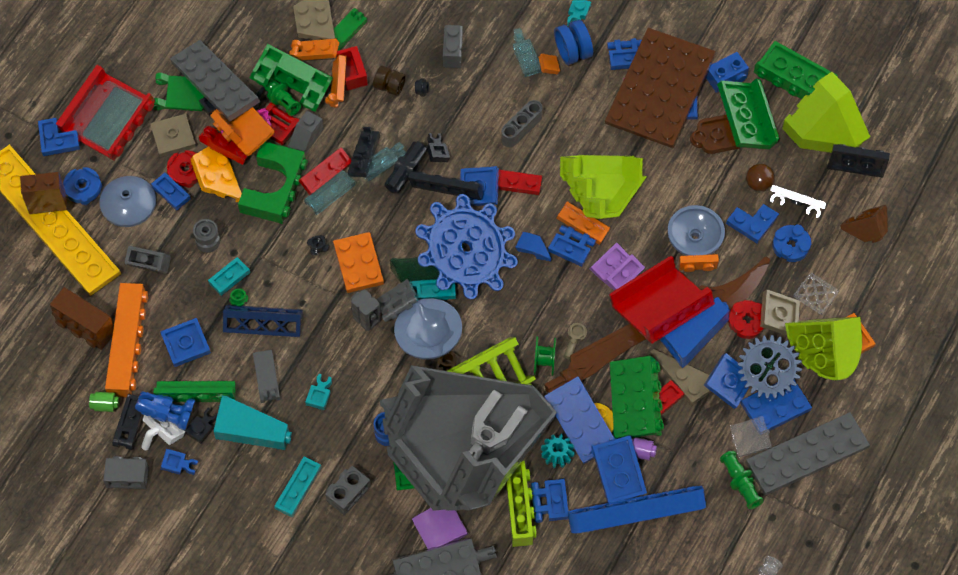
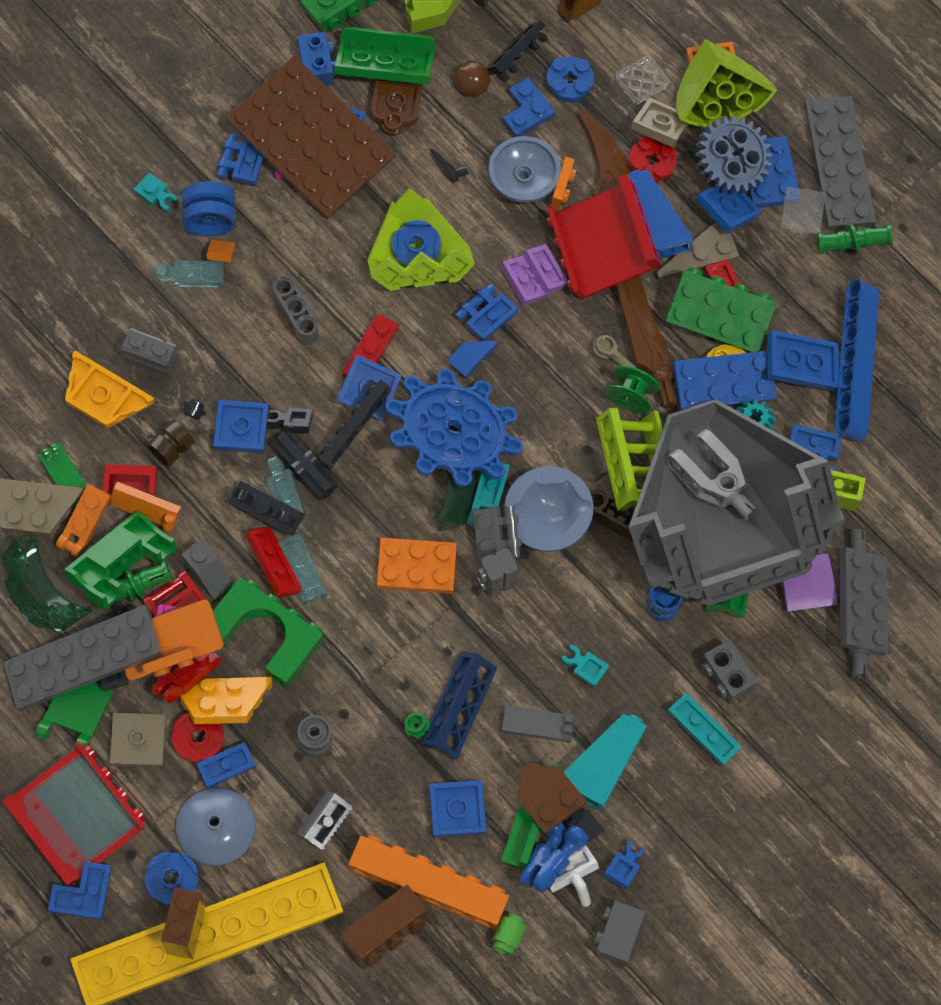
camera: 75 degrees left, 5 degrees up
(128, 424) = (547, 911): black plate -> none
(205, 390) = (548, 796): none -> reddish brown plate
(229, 276) = (381, 727): teal plate -> none
(254, 40) = (34, 591): none -> clear green windscreen
(317, 240) = (374, 599): black plate -> none
(412, 30) = (102, 393): none -> light orange wing
(420, 119) = (241, 426): none -> blue plate
(576, 218) = (456, 293): orange hinge -> none
(608, 190) = (414, 231): none -> blue plate
(644, 448) = (782, 322): medium lavender brick -> none
(676, 189) = (450, 171): none -> black bar

